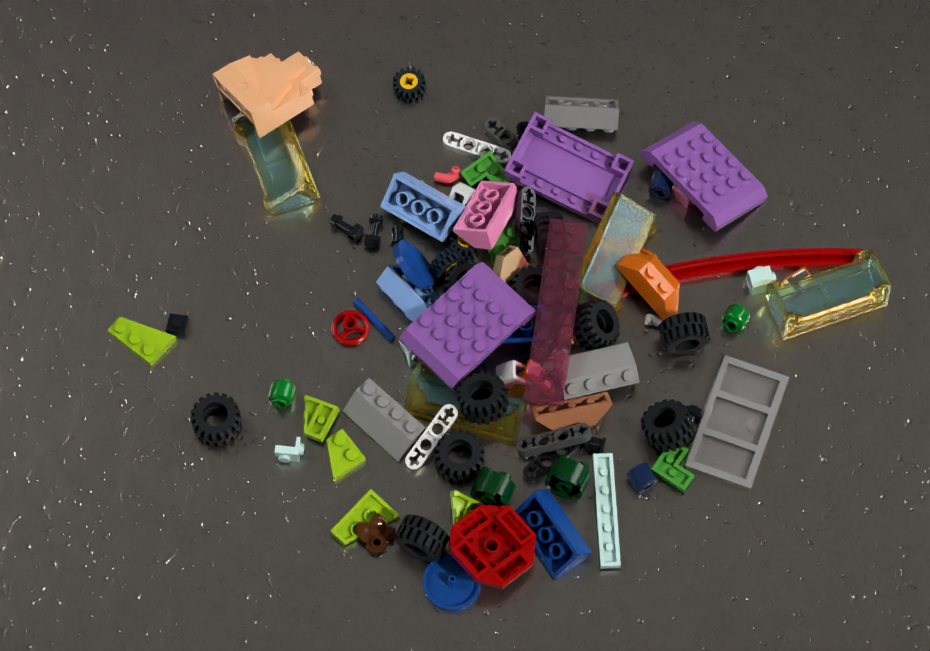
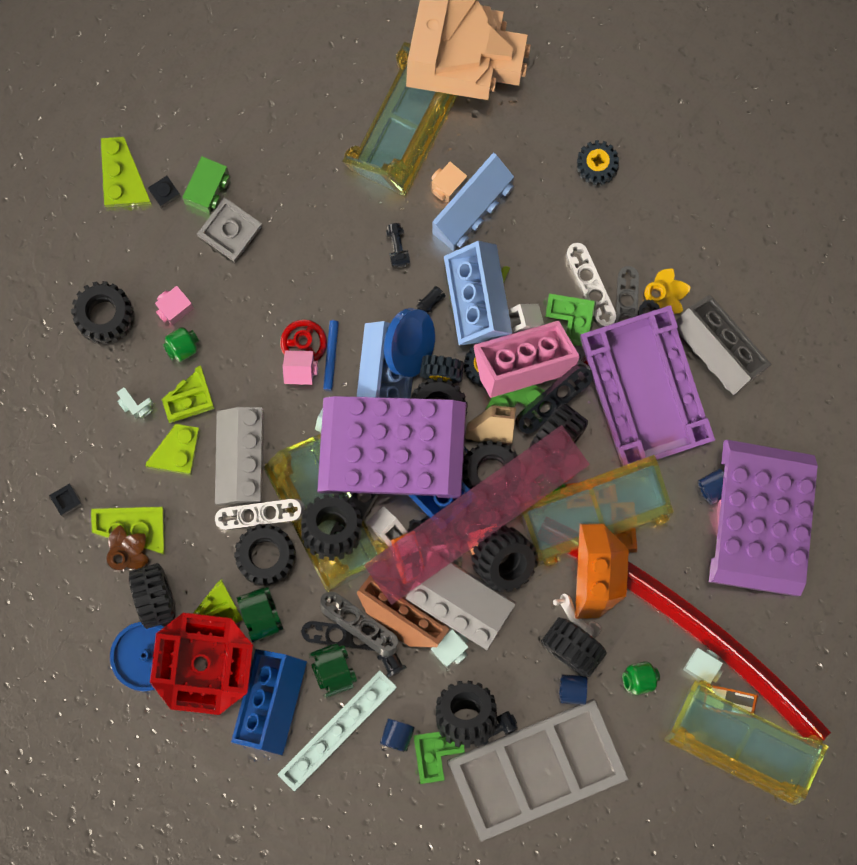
camera: 50 degrees right, 15 degrees up
(199, 296) = (206, 185): none -> bright green brick
(240, 307) = (229, 229): none -> light grey plate
(253, 377) = (173, 305): none -> bright pink brick
(308, 542) = (65, 500): none -> black plate
(337, 168) = (448, 182): none -> light nougat brick
(365, 164) = (473, 203): none -> light blue slope
(365, 339) = (299, 367): none -> bright pink brick
(373, 240) = (407, 280): black bar -> none
(448, 178) = (537, 288): coral arm -> none
(518, 112) = (670, 290): none -> yellow plate
(620, 404) = (451, 648): none -> light aqua brick
(707, 358) = (573, 689): none -> dark blue piece

